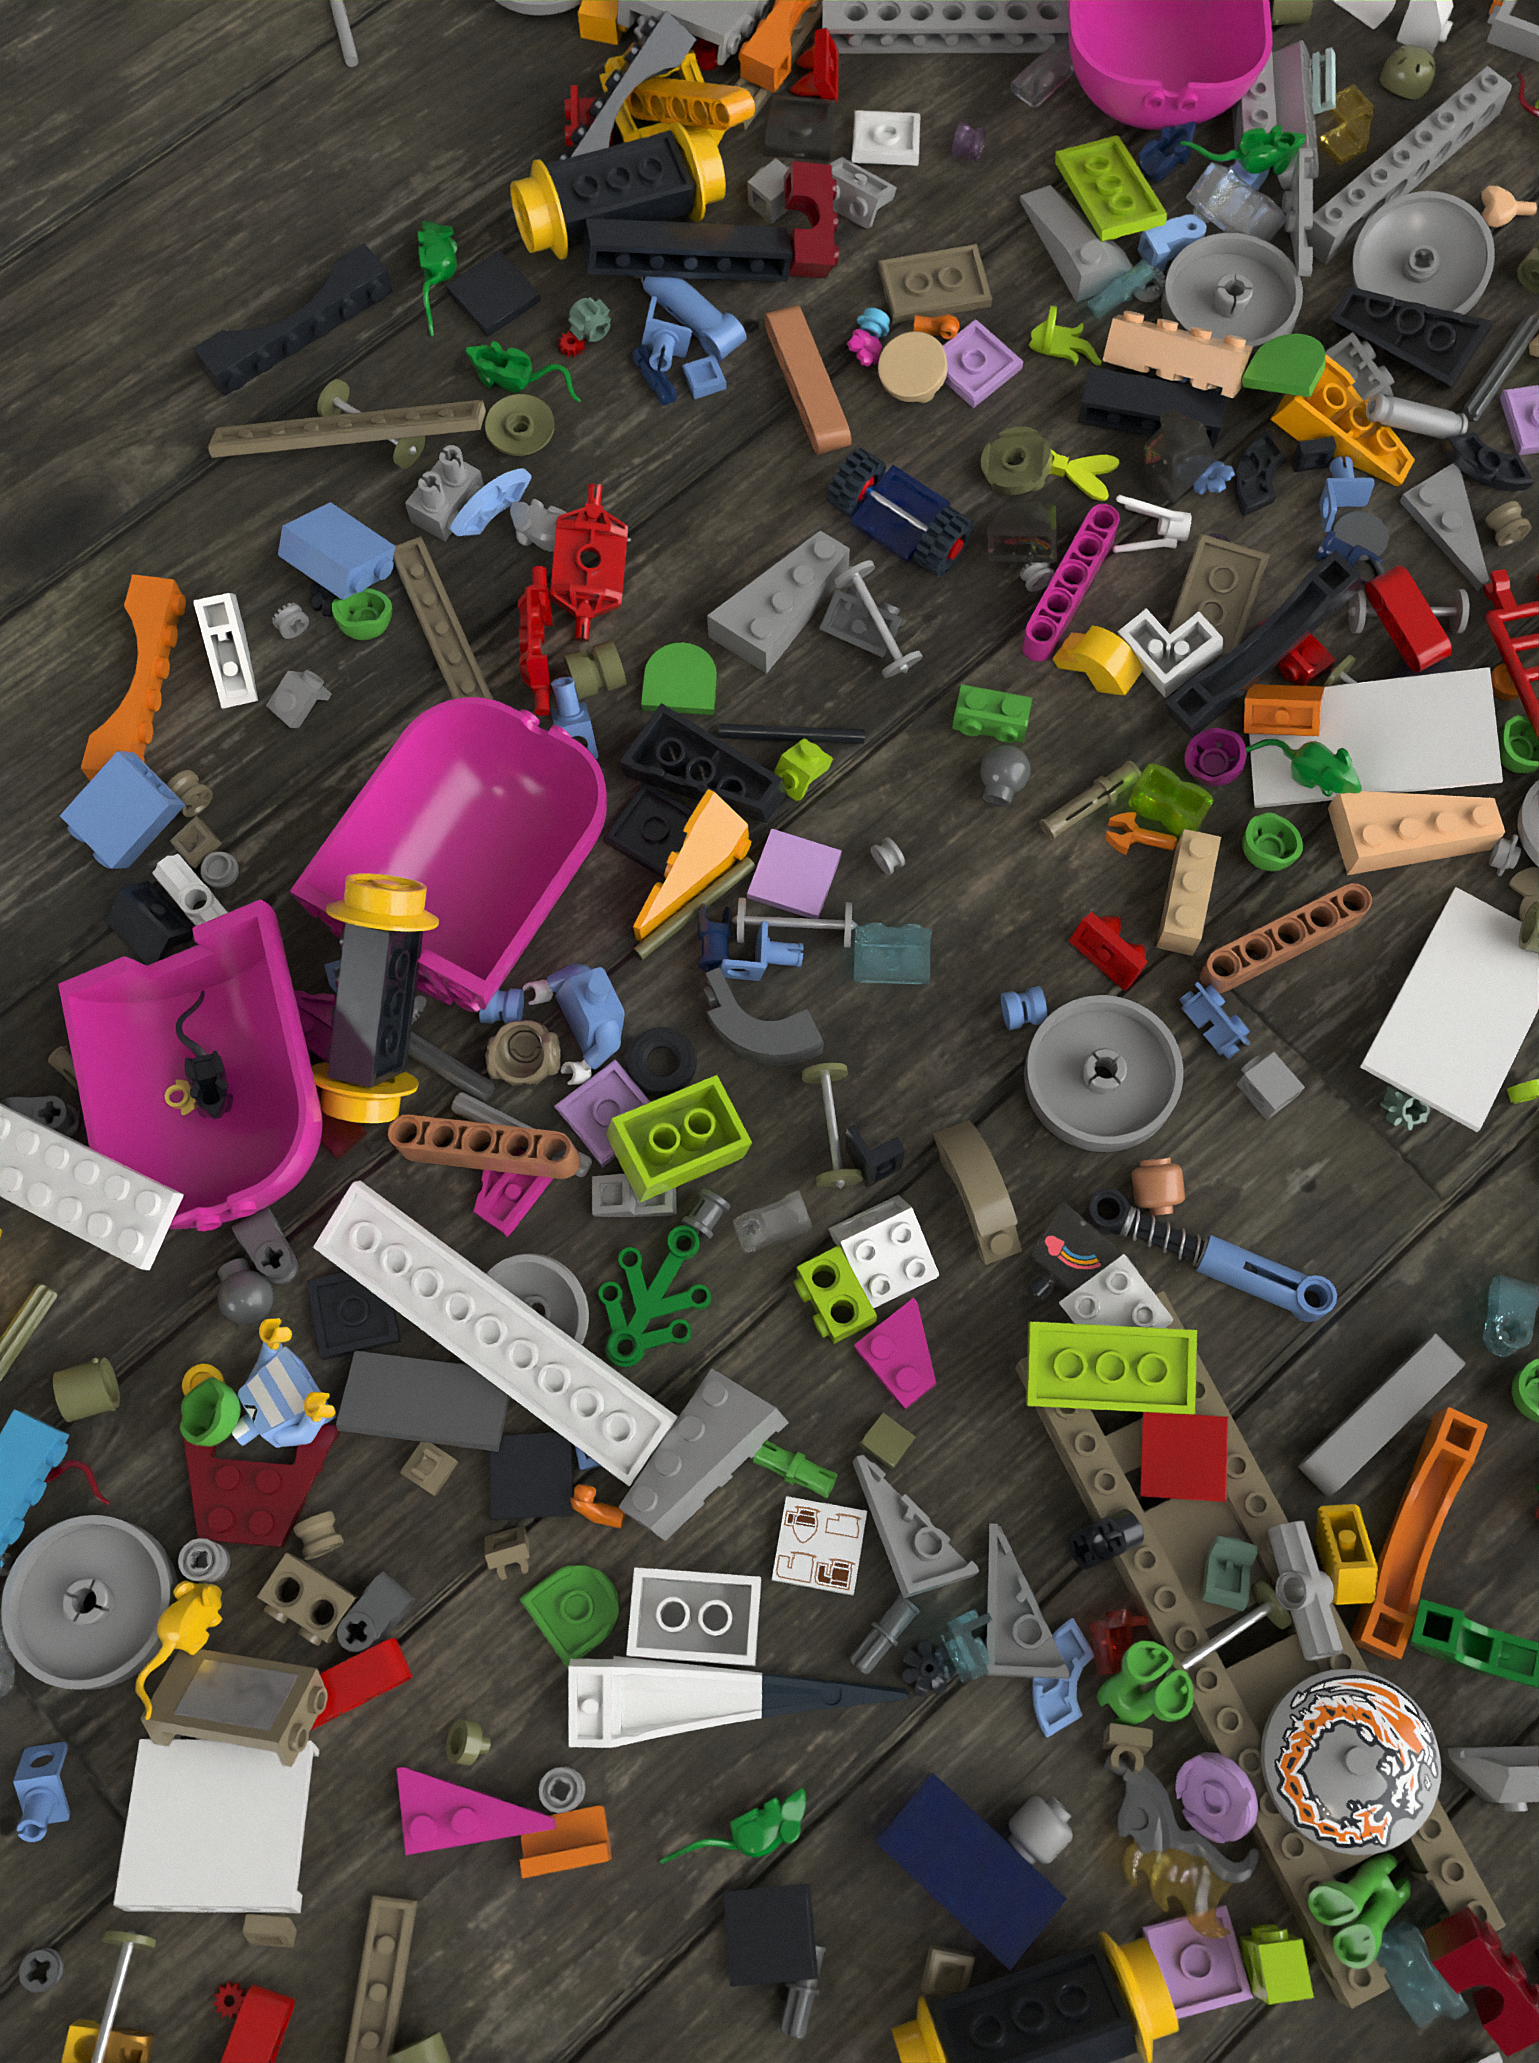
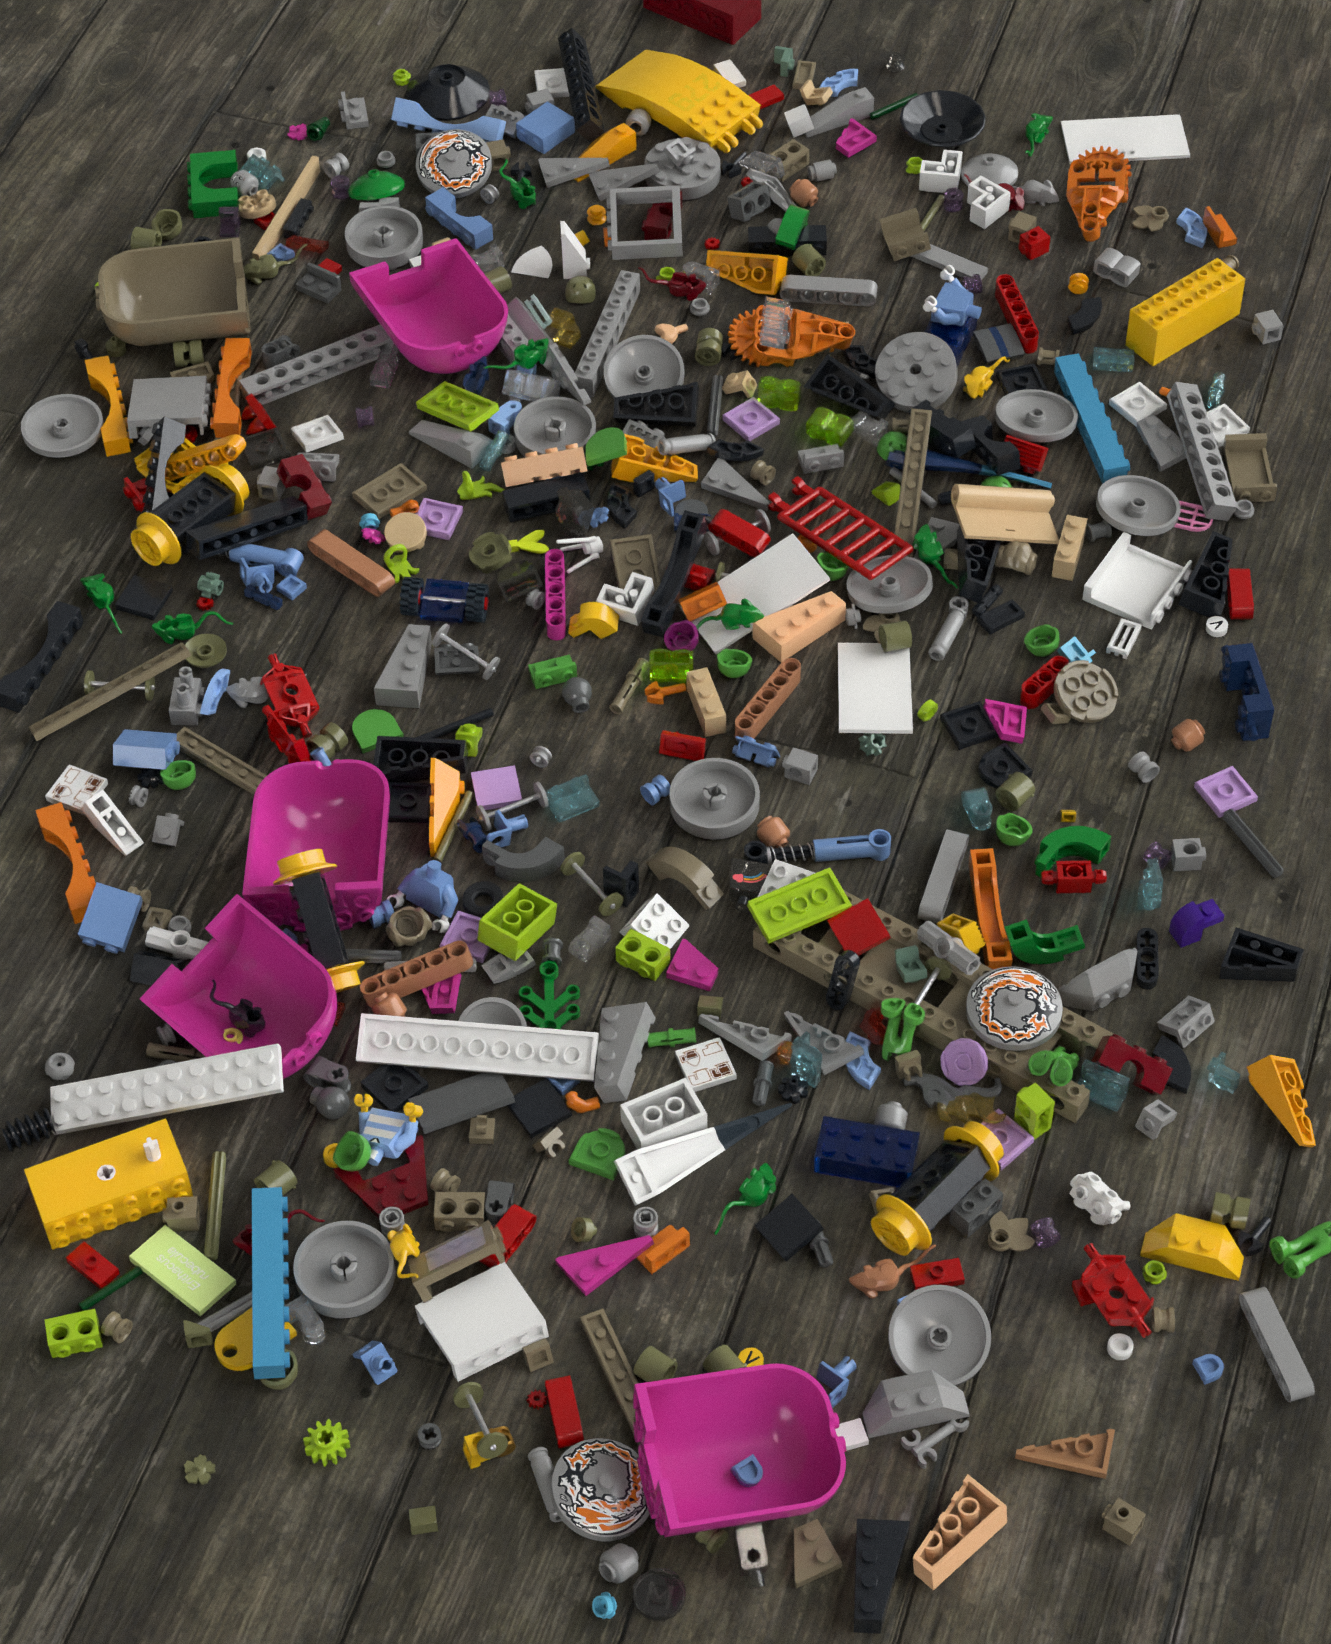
camera: 30 degrees left, 20 degrees down
(220, 562) = (75, 788): none -> white tile
(413, 1183) = (389, 1005): none -> nougat head
(874, 416) = (399, 565): none -> lime piece
(949, 1601) = (784, 1052): none -> clear orange tile

